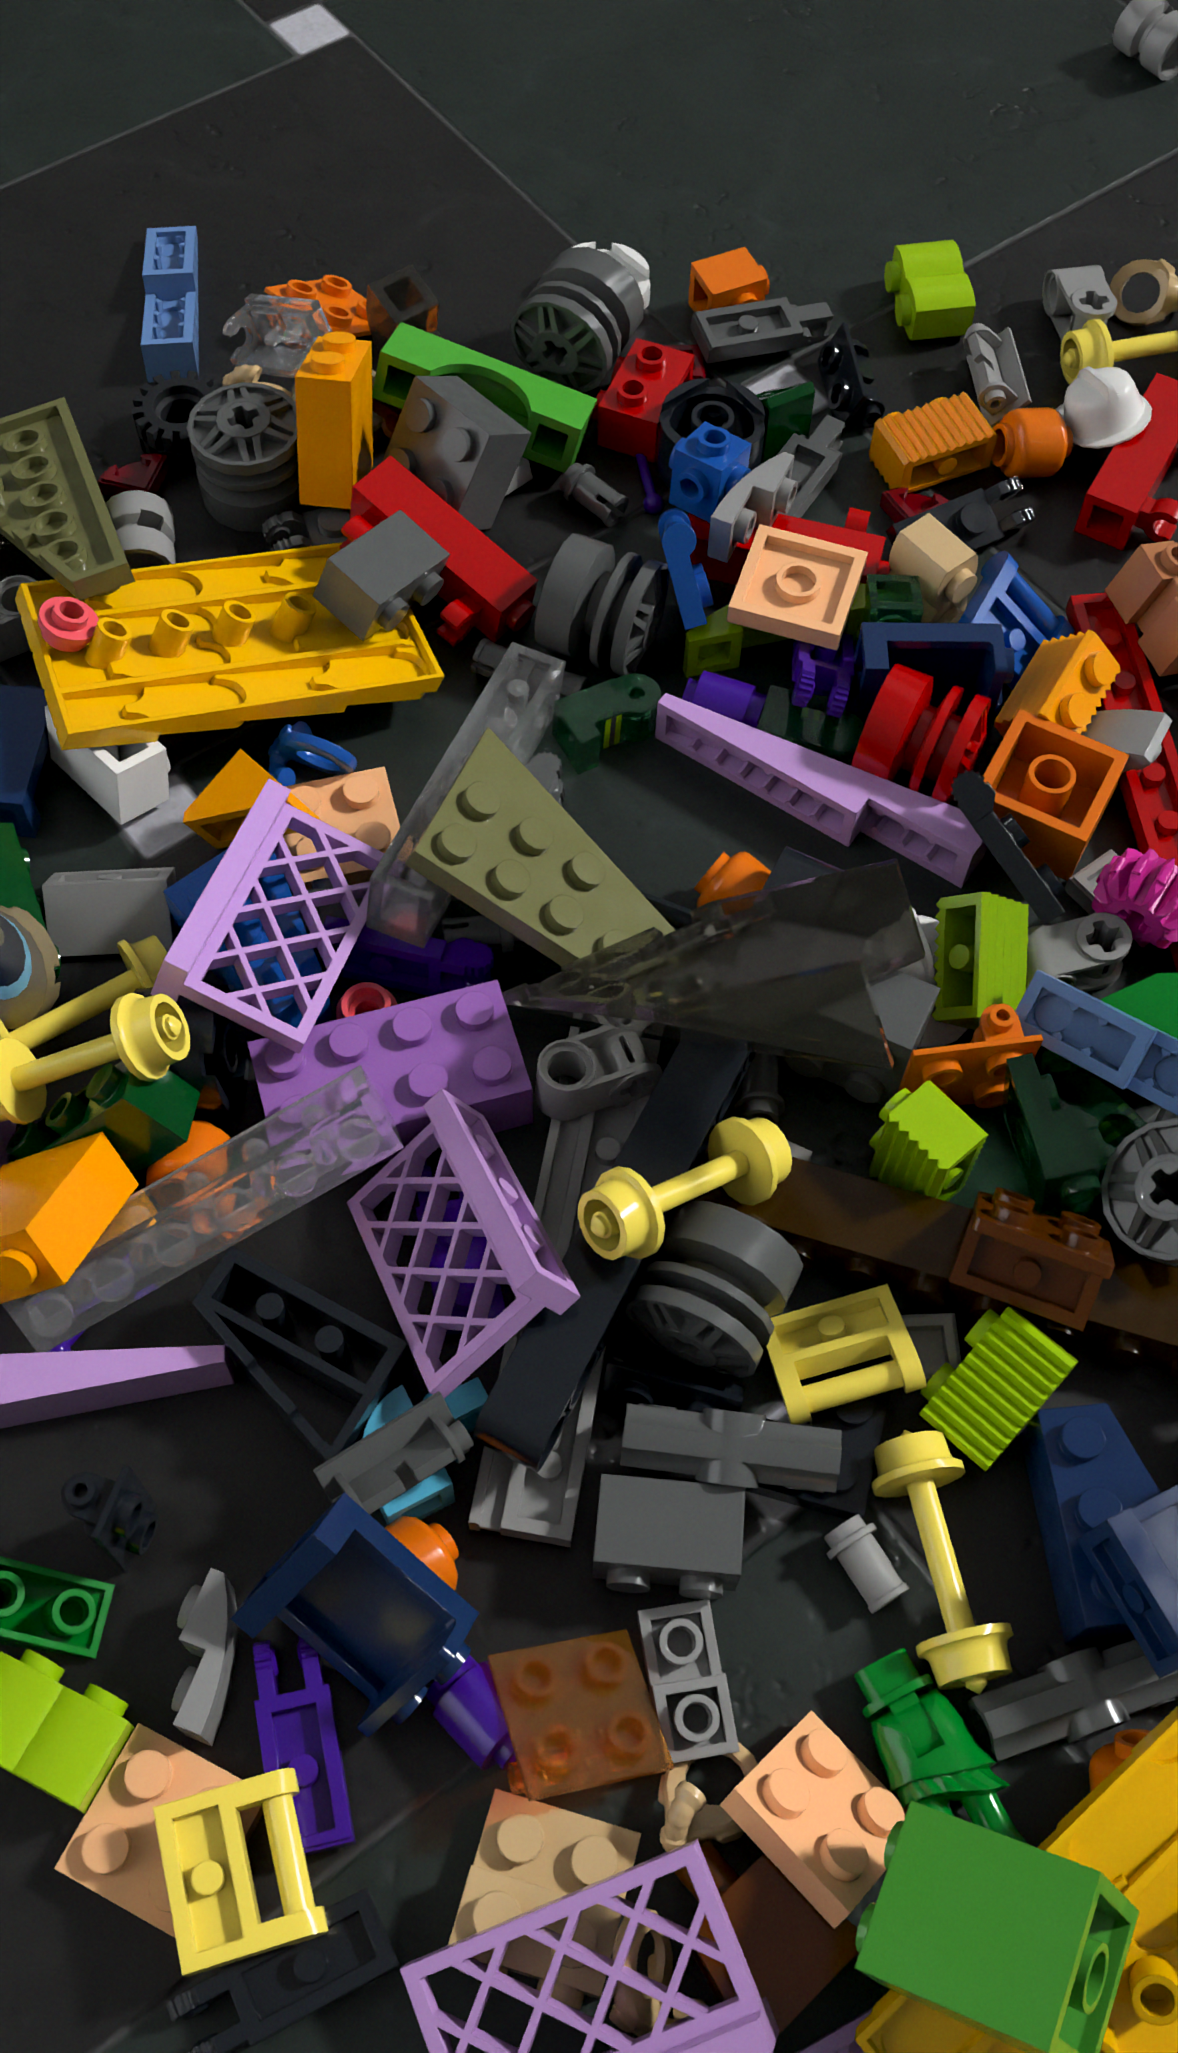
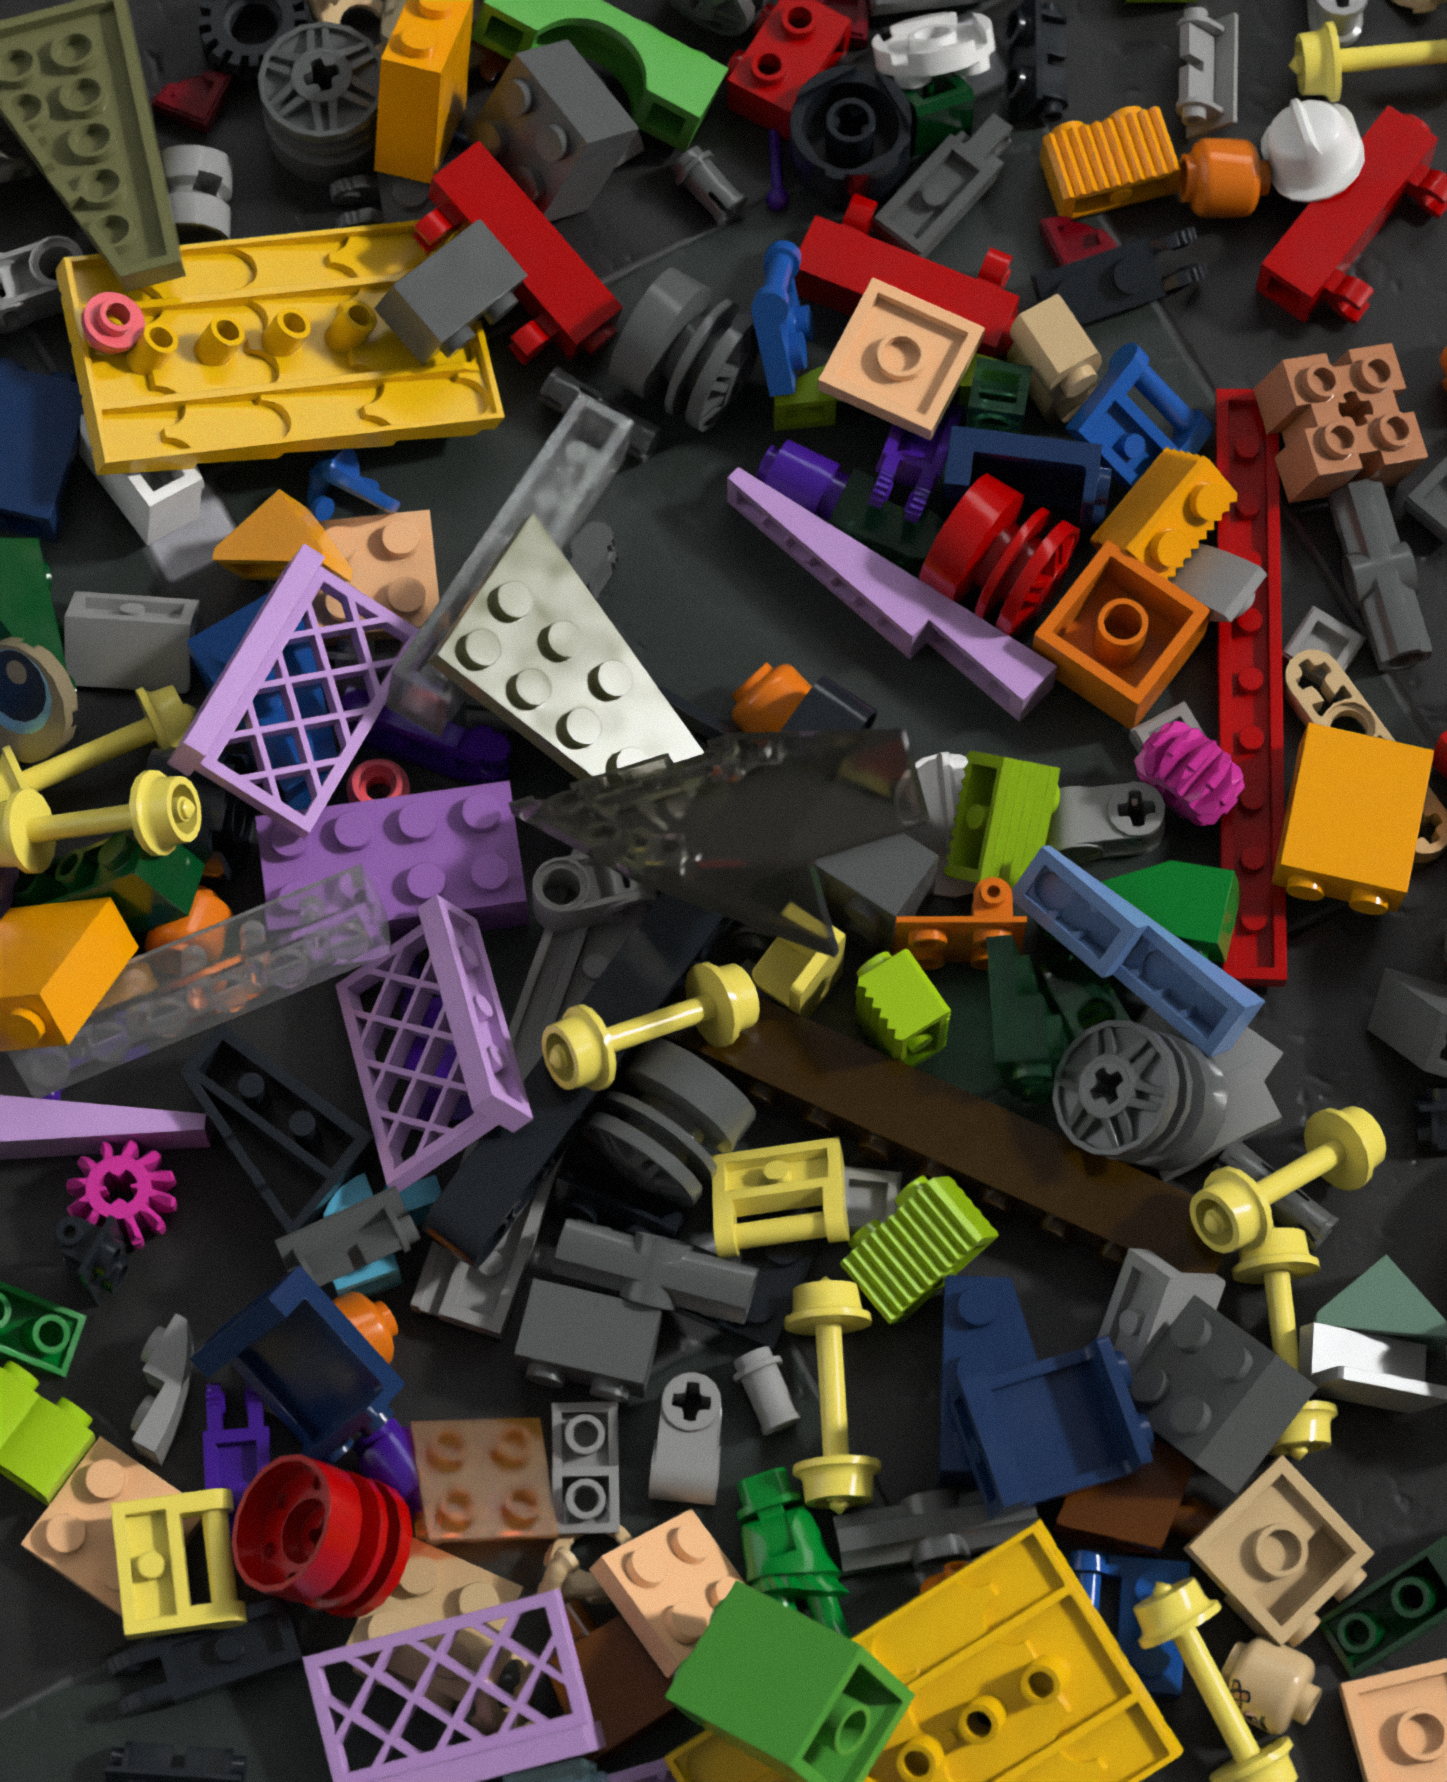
camera: 10 degrees right, 10 degrees up
(144, 1421) = (124, 1173): none -> dark pink gear
(404, 1813) = (321, 1536): none -> red wheel
(604, 717) = (672, 478): clear green leg -> none
(706, 469) = (830, 201): blue brick -> none
(752, 502) = (875, 242): light grey slope -> none
(773, 371) = (934, 47): none -> white plate
(796, 1646) = (685, 1451): none -> light grey piece
(819, 1108) = (798, 975): none -> light yellow panel
(1005, 841) = (1054, 699): black hinge -> none
(1033, 1257) = (970, 1131): reddish brown bracket -> none

